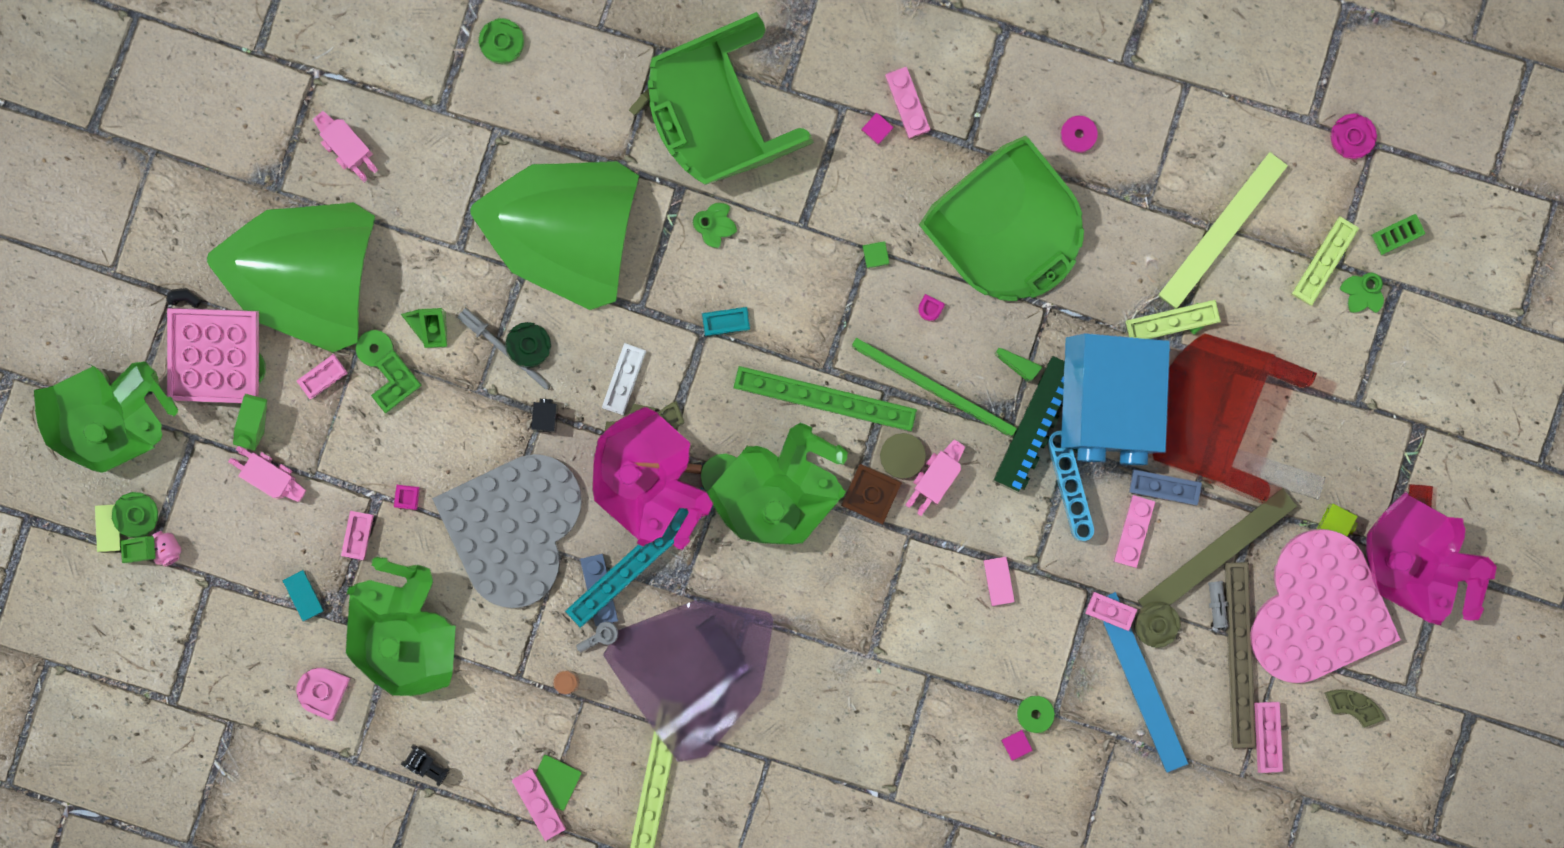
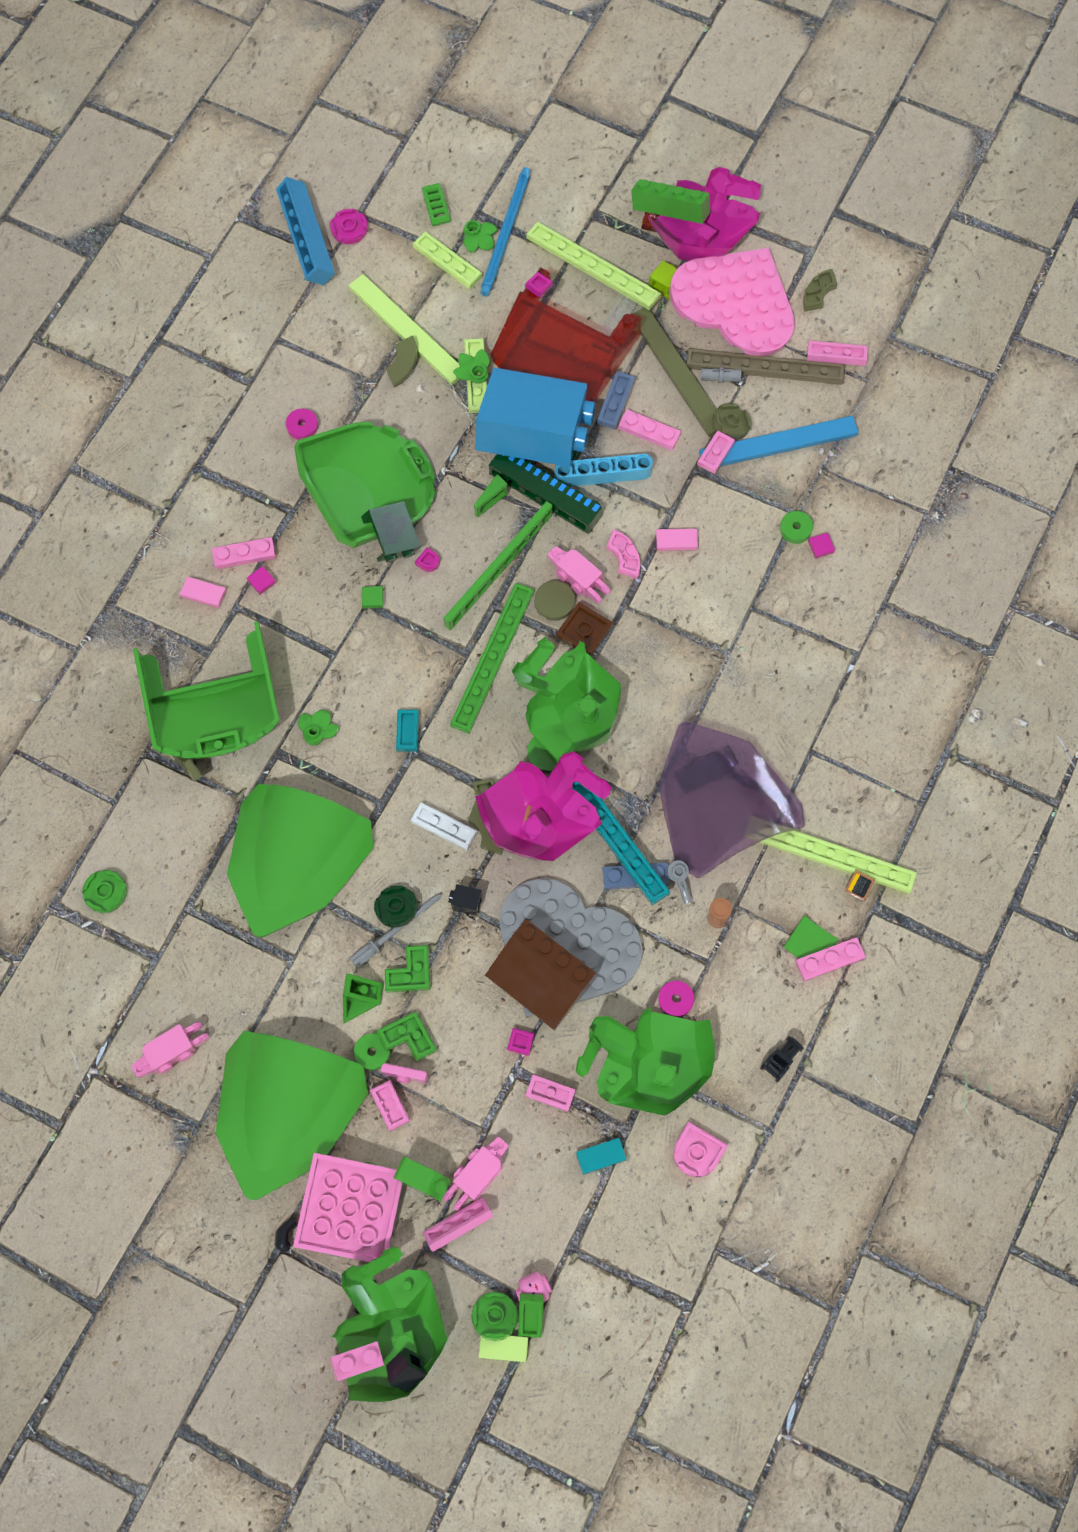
camera: 80 degrees left, 15 degrees down
(69, 438) = (405, 1370): none -> black brick
(72, 389) = (356, 1361): none -> bright pink brick
(215, 464) = (457, 1224): none -> bright pink plate
(354, 385) = (404, 1074): none -> bright pink plate
(458, 377) = (415, 976): none -> bright green tile
(463, 652) = (679, 989): none -> dark pink piece
(472, 506) = (540, 974): none -> reddish brown slope
(621, 826) = (859, 885): none -> slope
(853, 68) = (203, 592): none -> bright pink tile
(950, 263) = (393, 531): none -> panel
(972, 527) = (626, 554): none -> bright pink tile
(1177, 235) = (404, 361): none -> olive tile
(1180, 313) = (471, 366): none -> bright green plate
(1286, 375) = (538, 284): none -> dark pink tile
(1332, 87) = (305, 231): none -> dark azure brick
(1342, 434) = (593, 266): none -> yellowish green tile
(1376, 323) = (505, 232): none -> dark azure piece
(1439, 514) = (670, 201): none -> bright green brick

